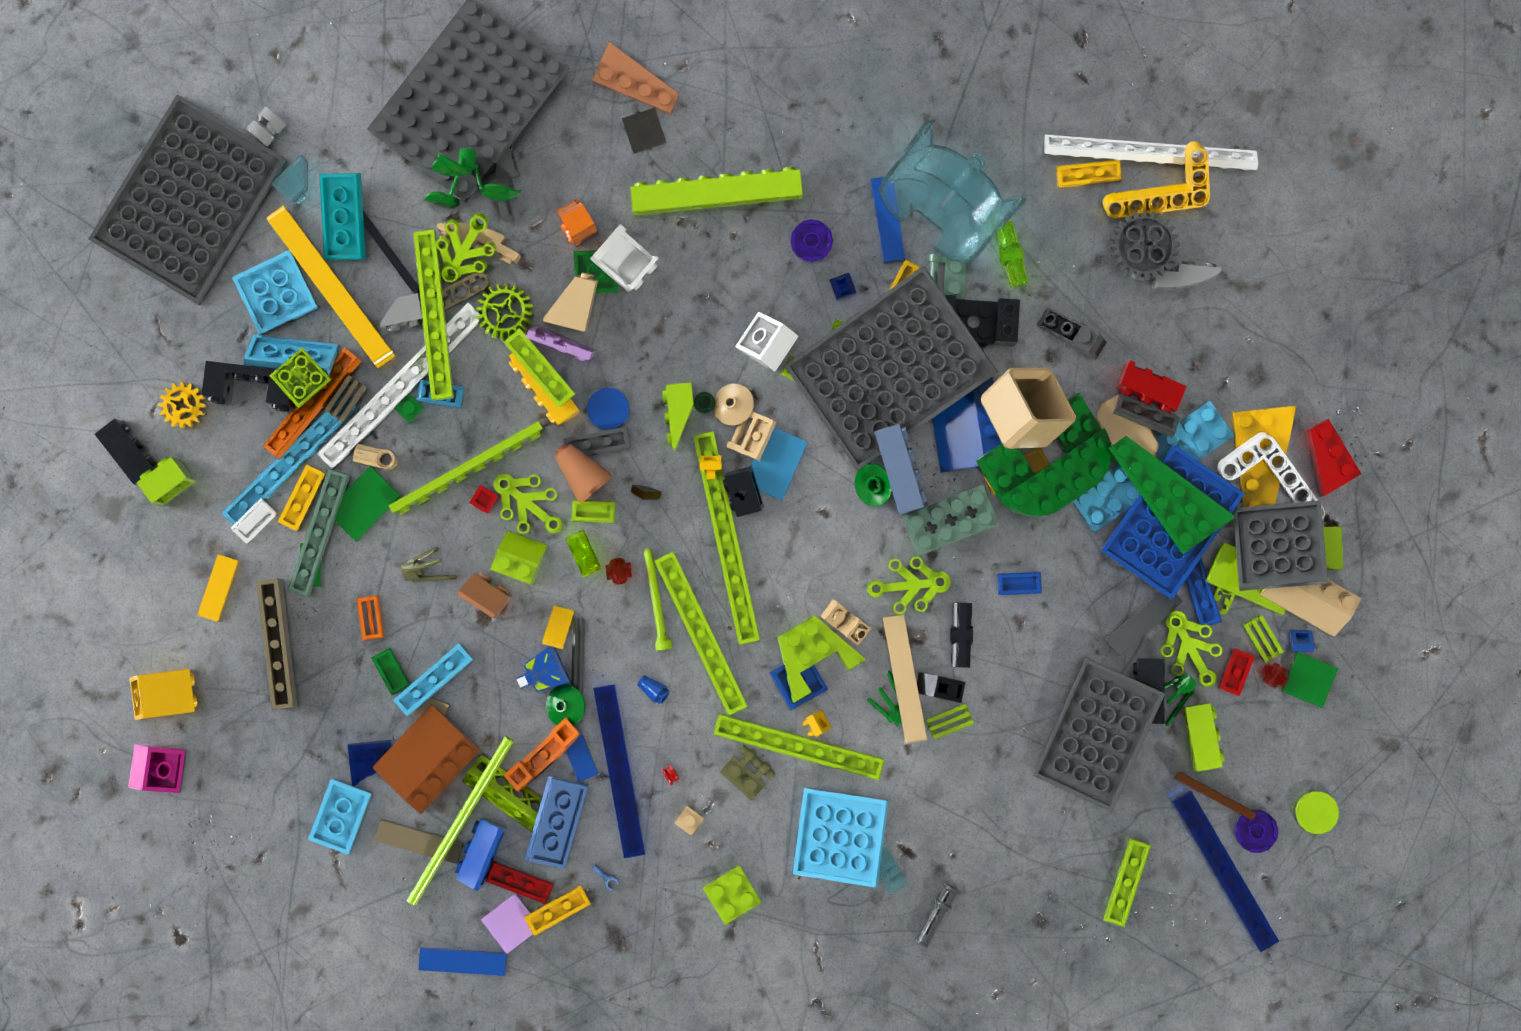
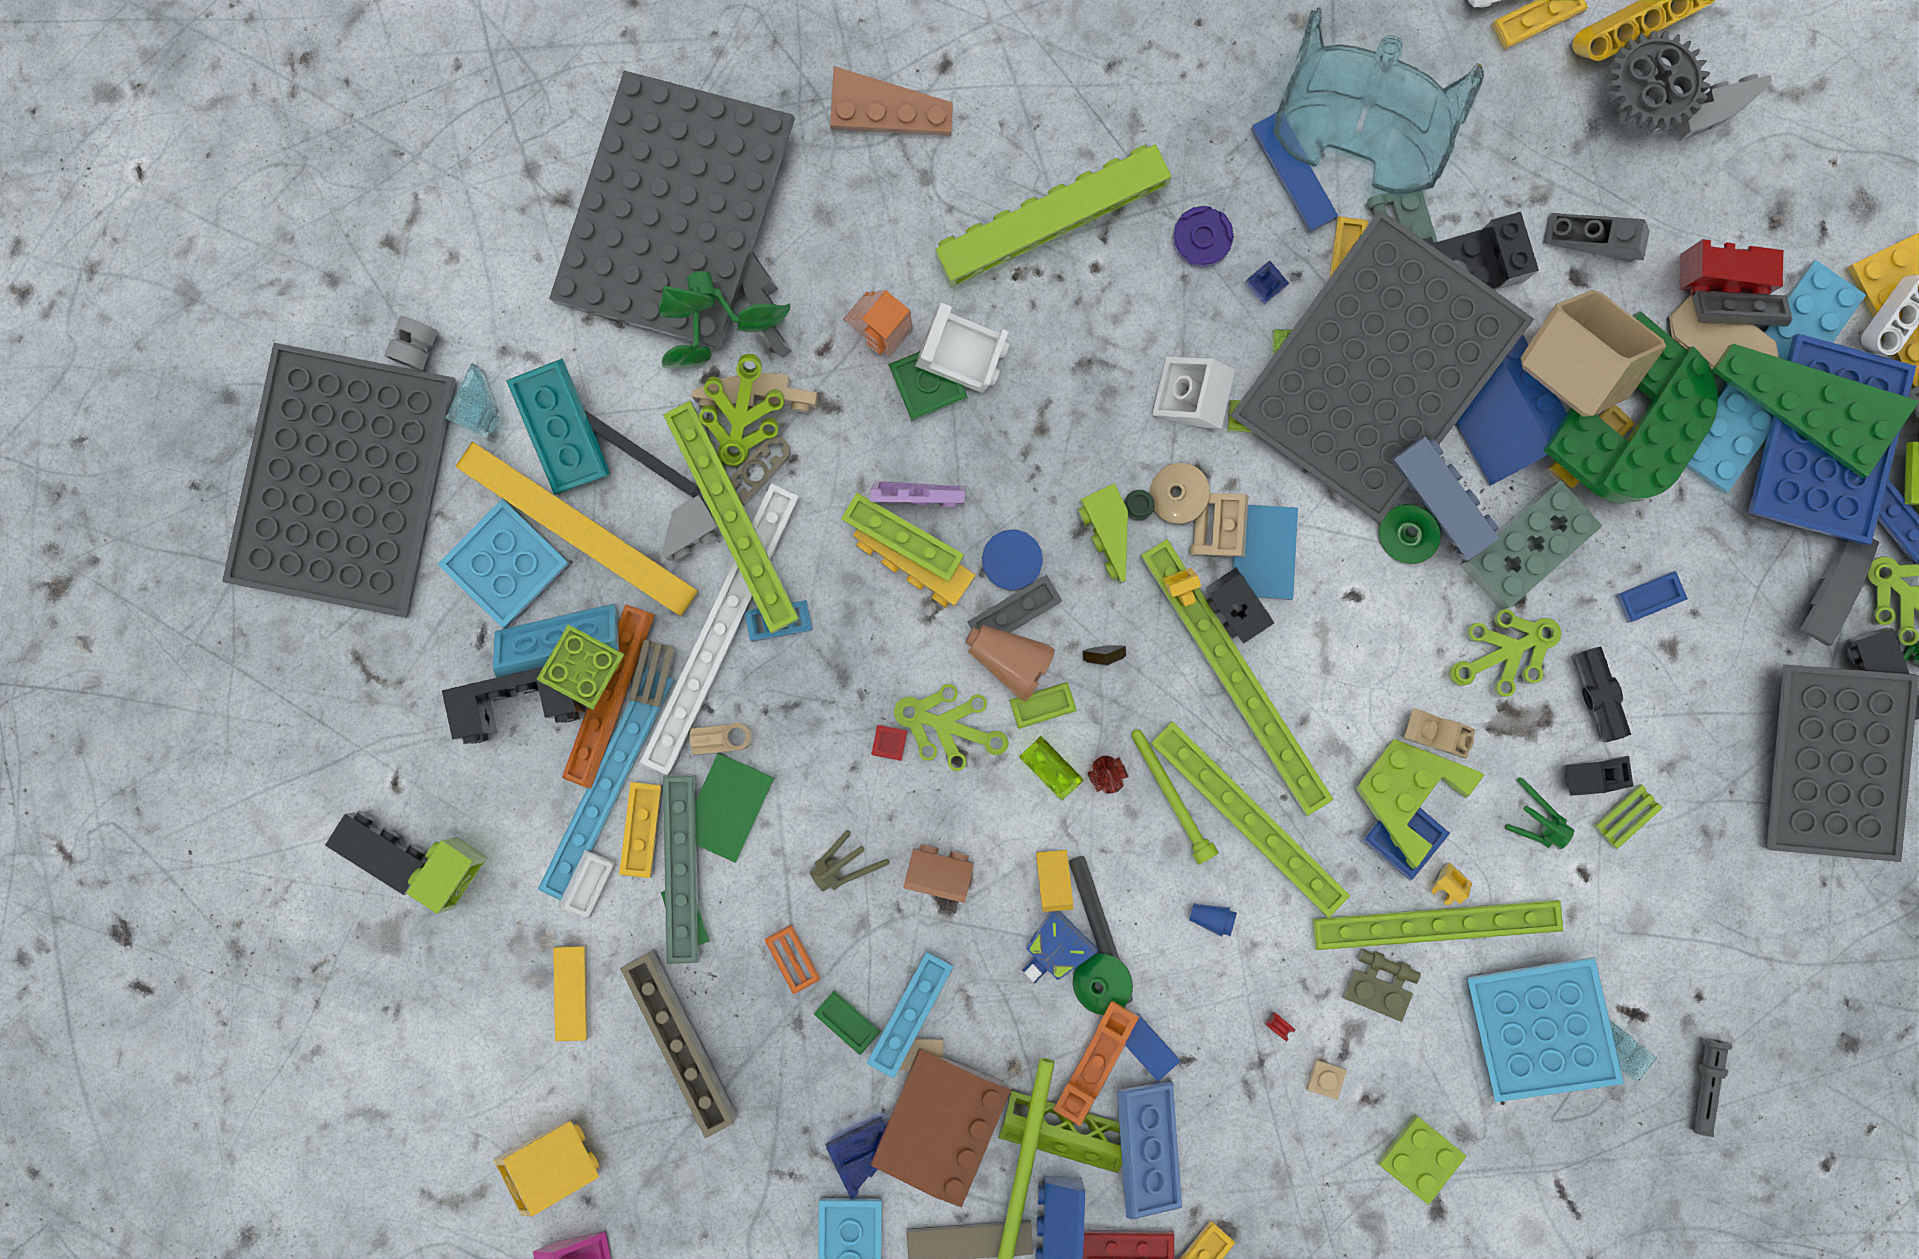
camera: 20 degrees left, 0 degrees up
(185, 397) = (430, 773): yellow gear -> none
(409, 408) = (742, 655): green plate -> none
(459, 473) = (843, 719): lime plate -> none
(508, 302) = (810, 477): lime gear -> none
(519, 557) = (966, 805): lime slope -> none
(574, 304) = (917, 433): tan slope -> none
(605, 877) = (1245, 1199): medium blue hand -> none
(619, 771) = (1208, 1047): clear blue plate -> none
(644, 130) = (923, 169): clear smoke piece -> none
(904, 679) = (1551, 782): tan tile -> none
(1011, 255) = (1481, 161): clear neon green piece -> none

